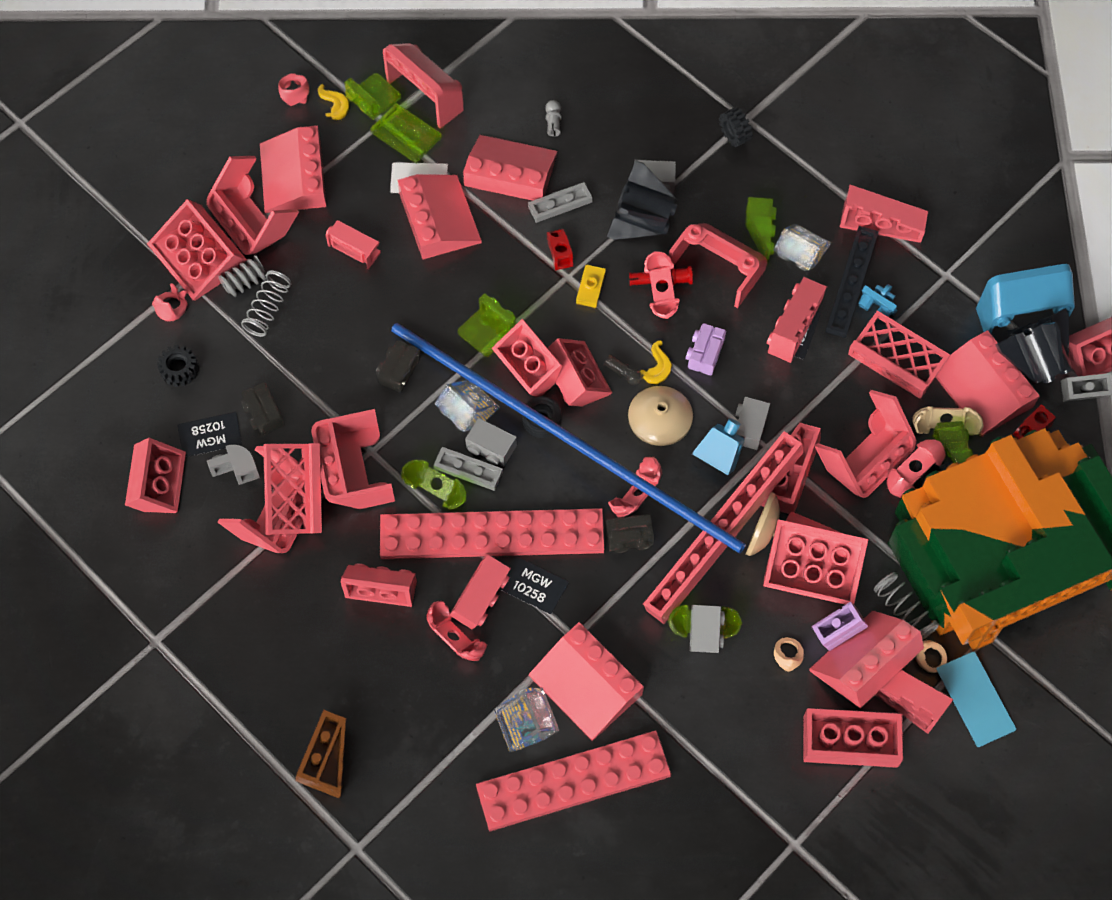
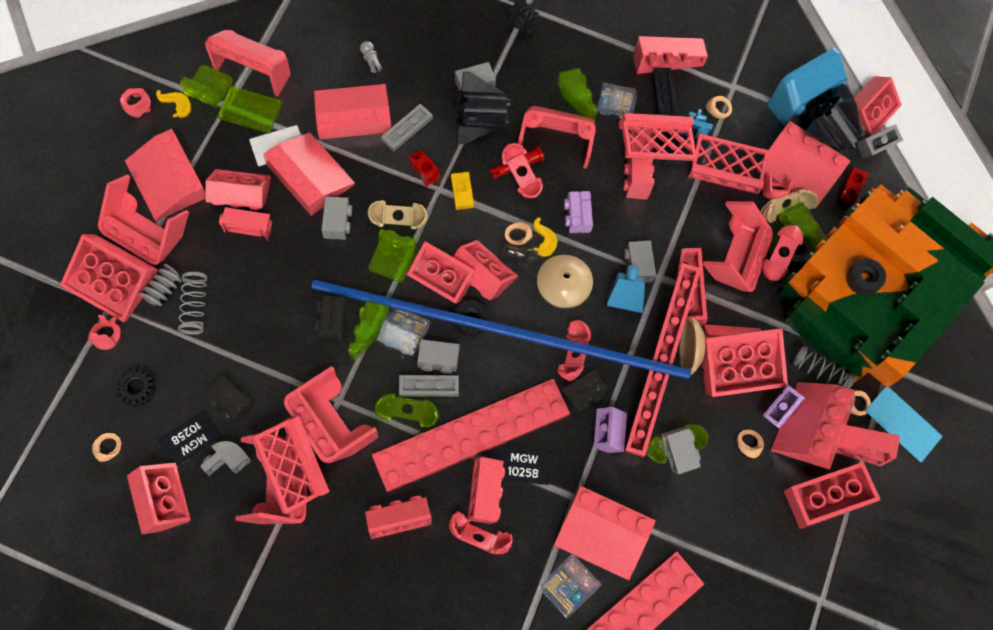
camera: 30 degrees left, 5 degrees up
(118, 420) = (96, 447): none -> light nougat piece
(358, 207) = (237, 189): none -> coral slope
(428, 391) = (368, 331): none -> clear neon green slope
(445, 269) = (335, 218): none -> light grey brick
(494, 280) = (382, 214): none -> tan piece
(634, 341) = (524, 227): none -> light nougat piece
(638, 580) = (610, 430): none -> lavender brick
(829, 284) = (656, 125): none -> coral fence
(908, 294) = (710, 106): none -> light nougat piece
(934, 394) = (771, 193): none -> coral piece
(987, 503) = (863, 287): none -> black tyre

